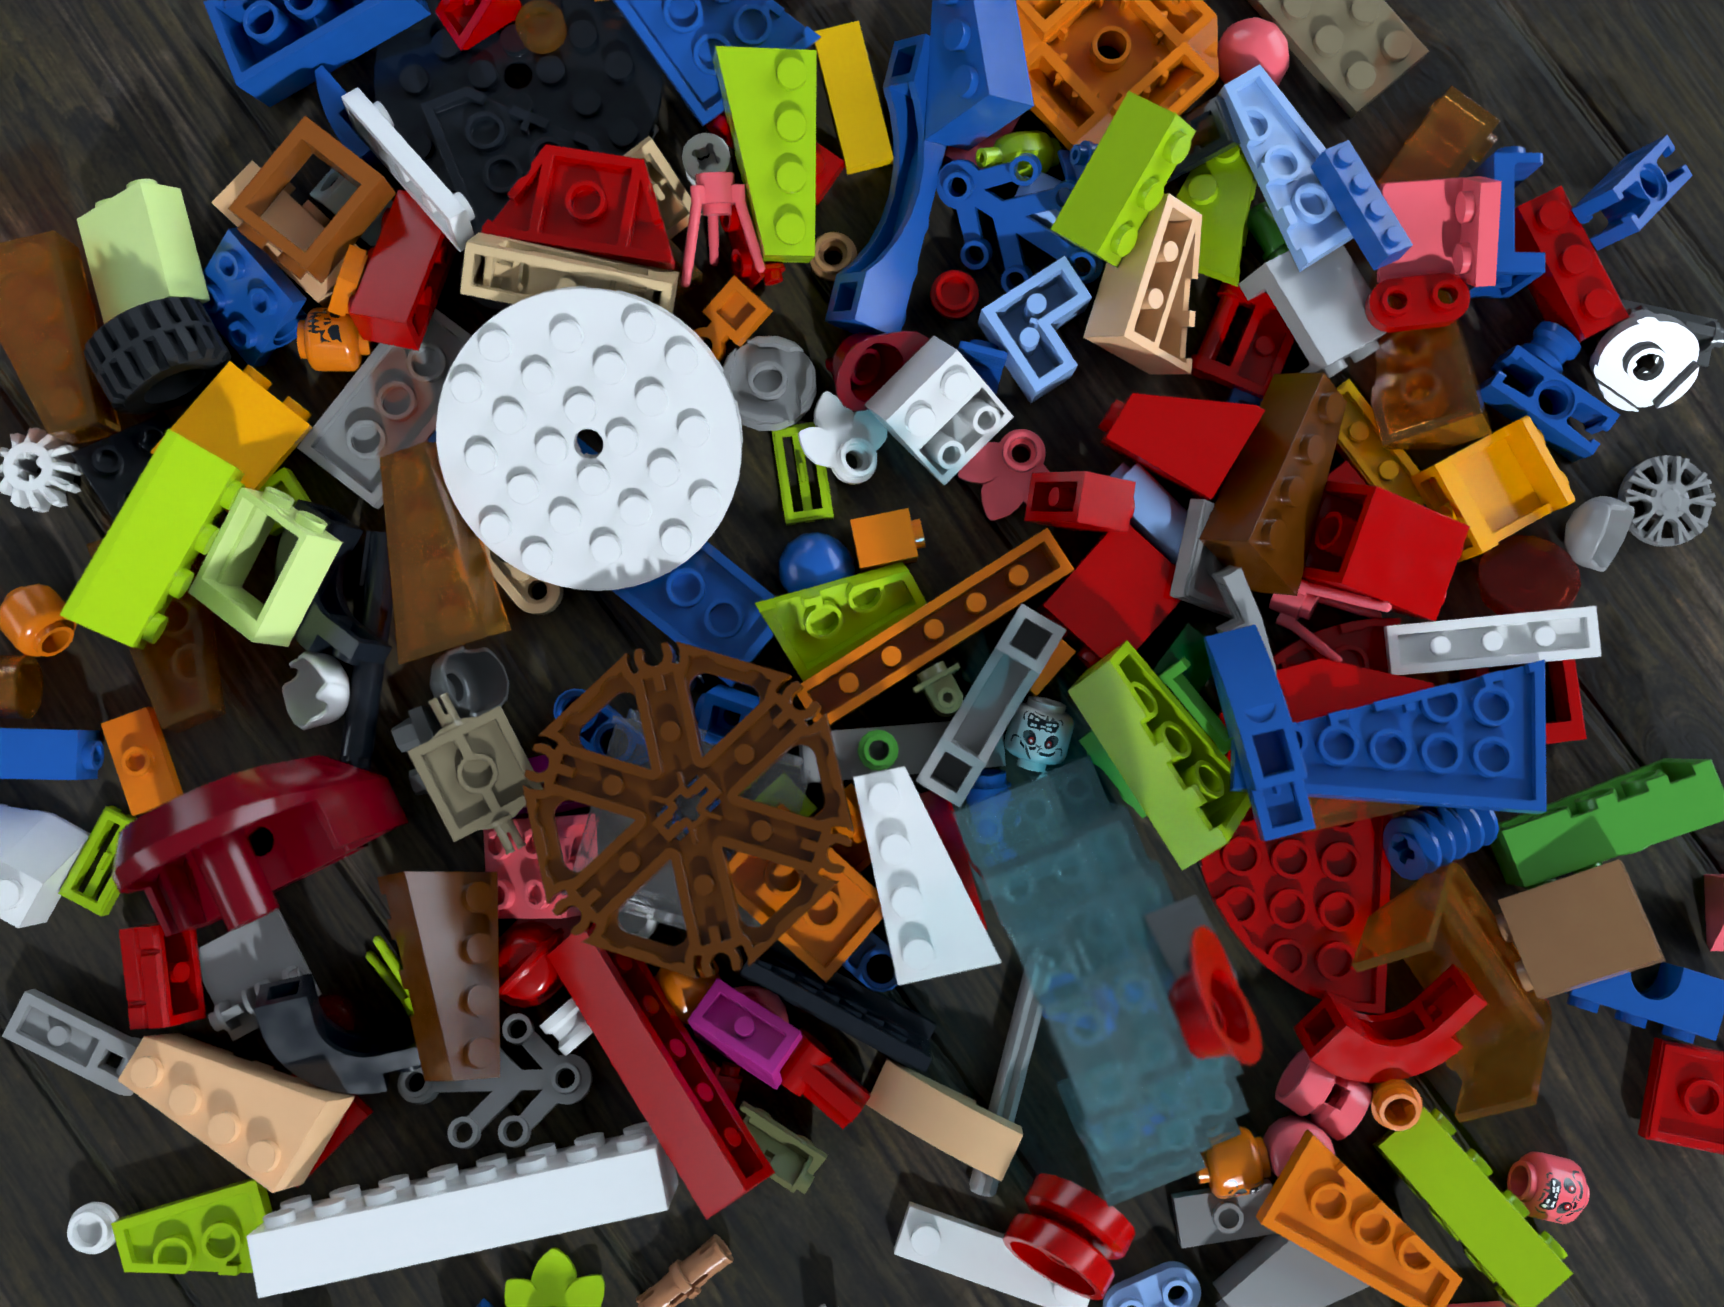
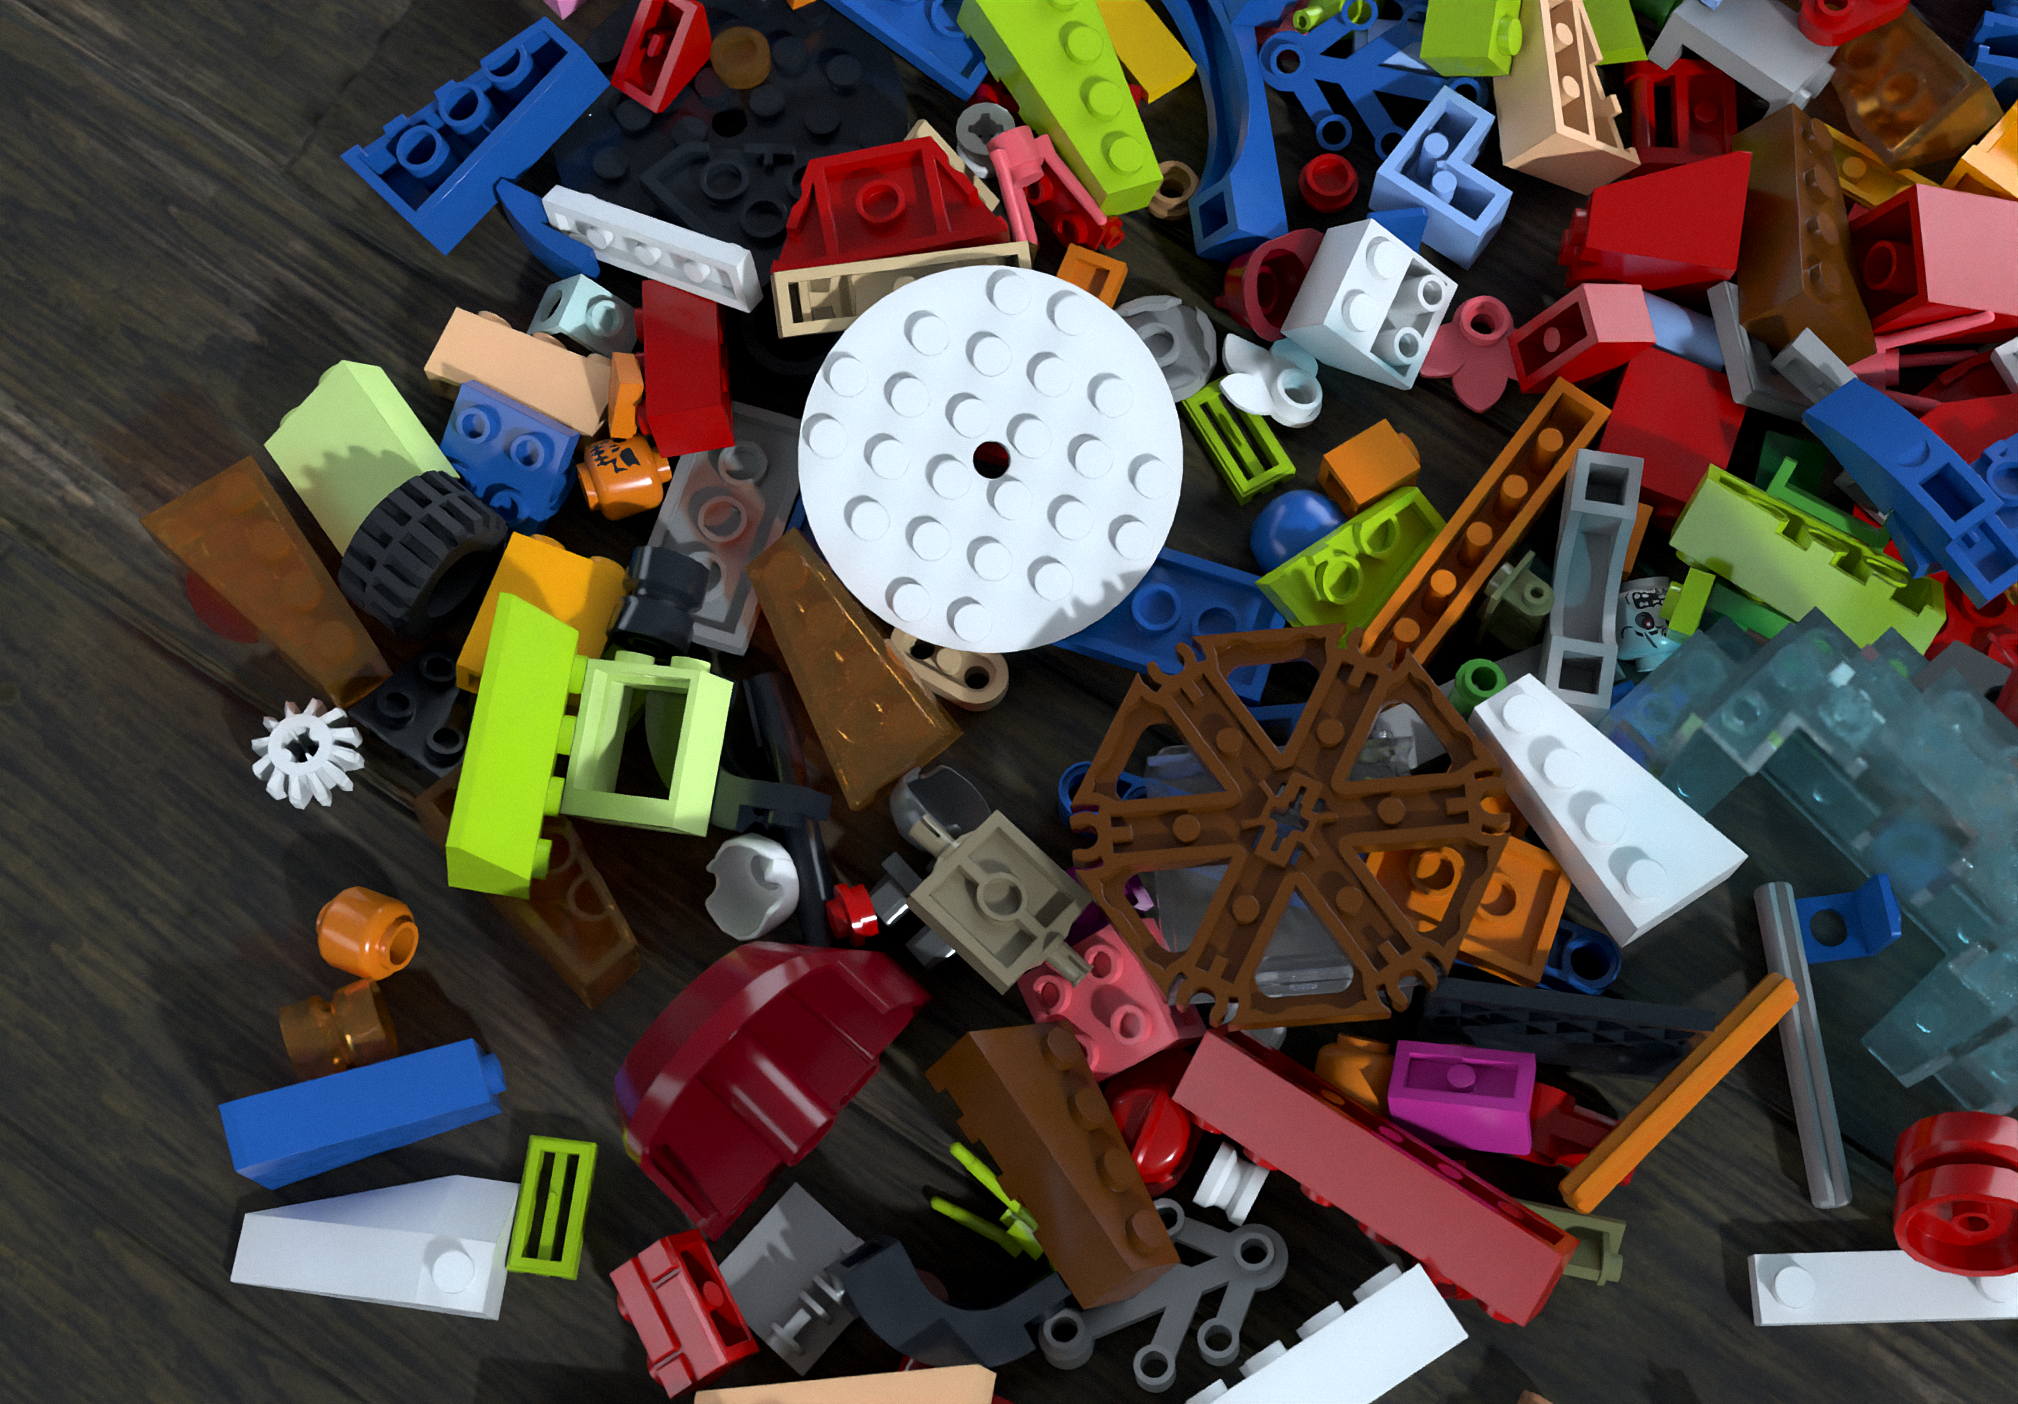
camera: 20 degrees left, 15 degrees down
(142, 760) = (556, 1063): orange plate -> none
(315, 458) = (661, 596): none -> black wheel
(347, 225) = (566, 264): dark orange window -> none
(375, 738) = (852, 914): none -> red plate
(900, 1086) = (1678, 1093): none -> orange axle
(945, 1119) = (1768, 1124): light nougat slope -> none
(1058, 743) = (1686, 604): none -> lime plate

